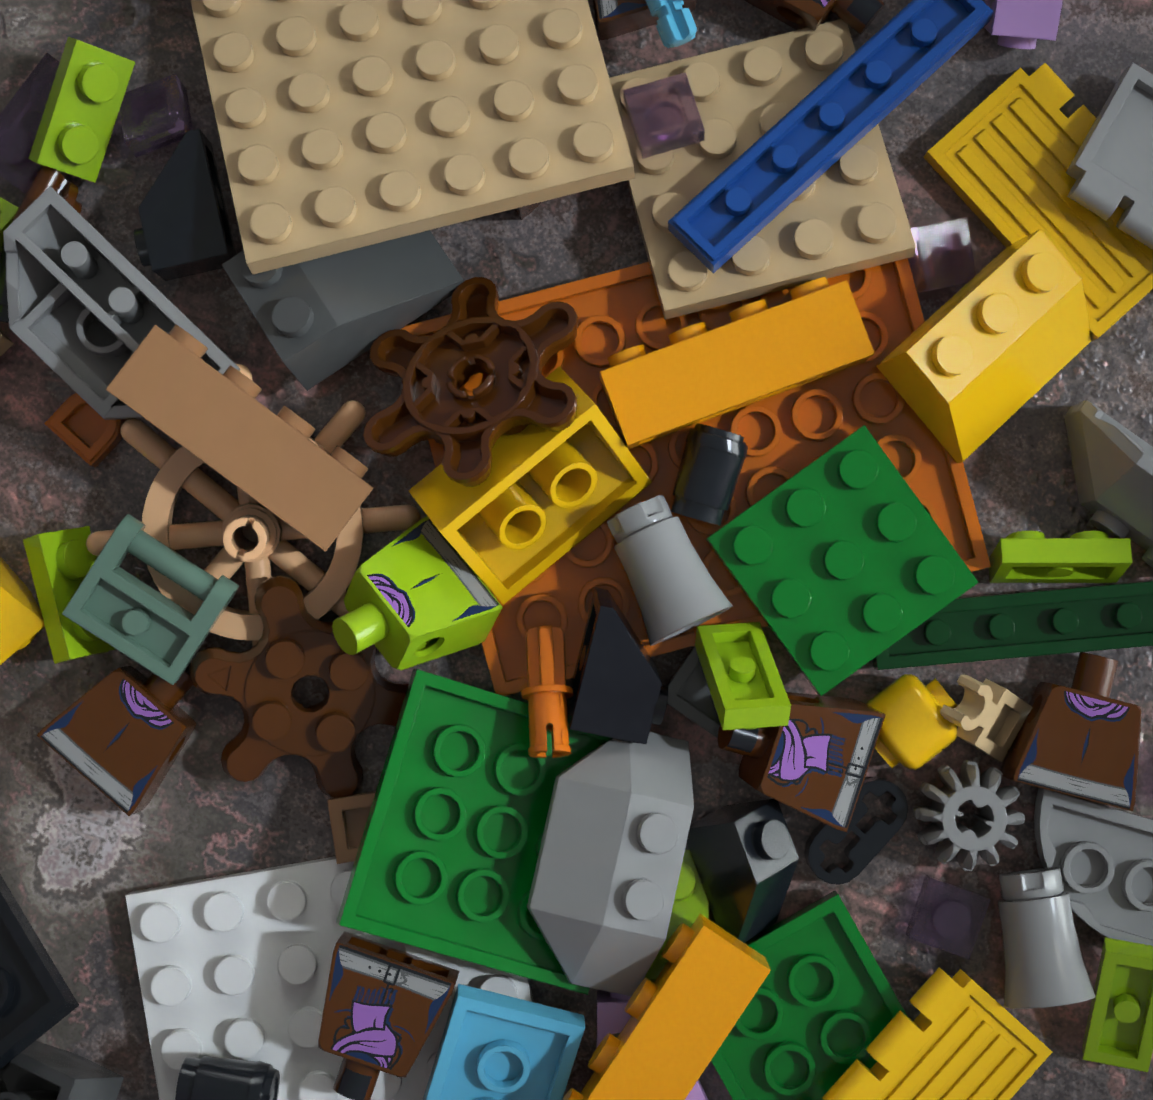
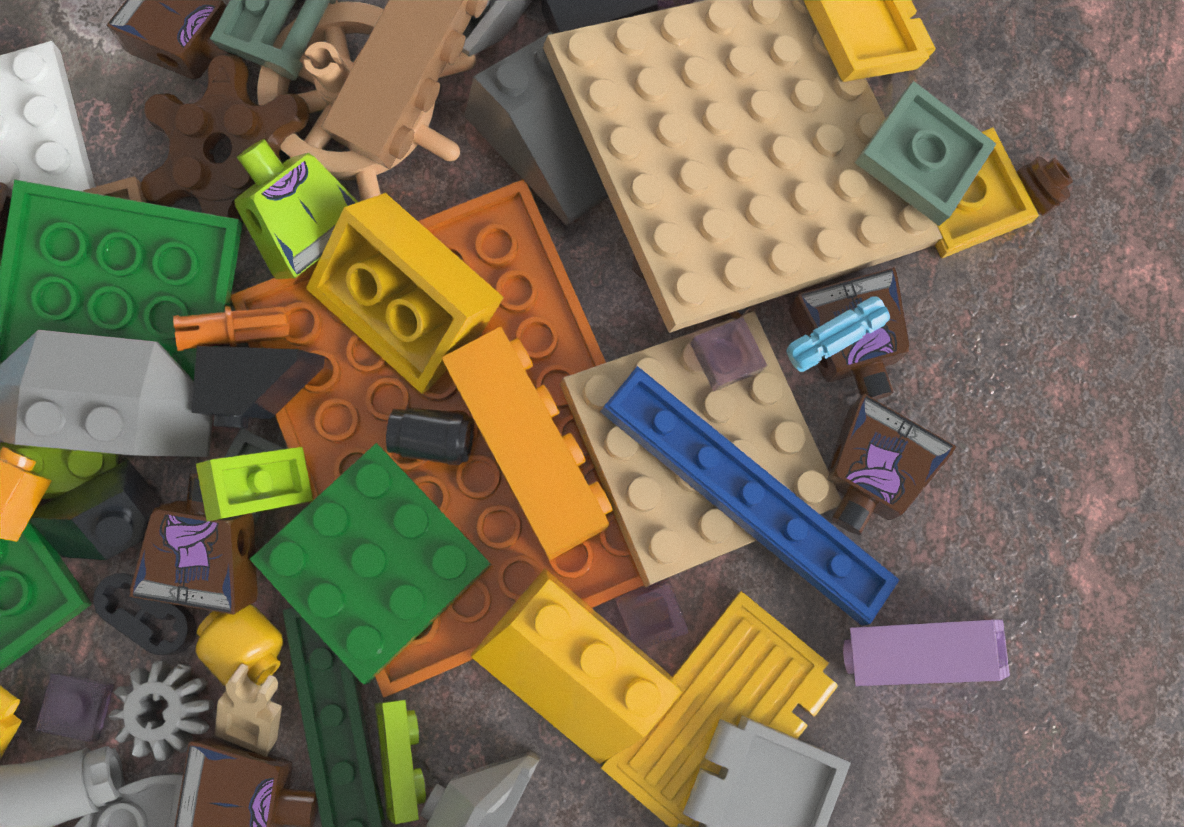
camera: 75 degrees right, 10 degrees down
(441, 363) = (495, 207): reddish brown plate -> none
(665, 570) = (342, 408): light grey plant -> none

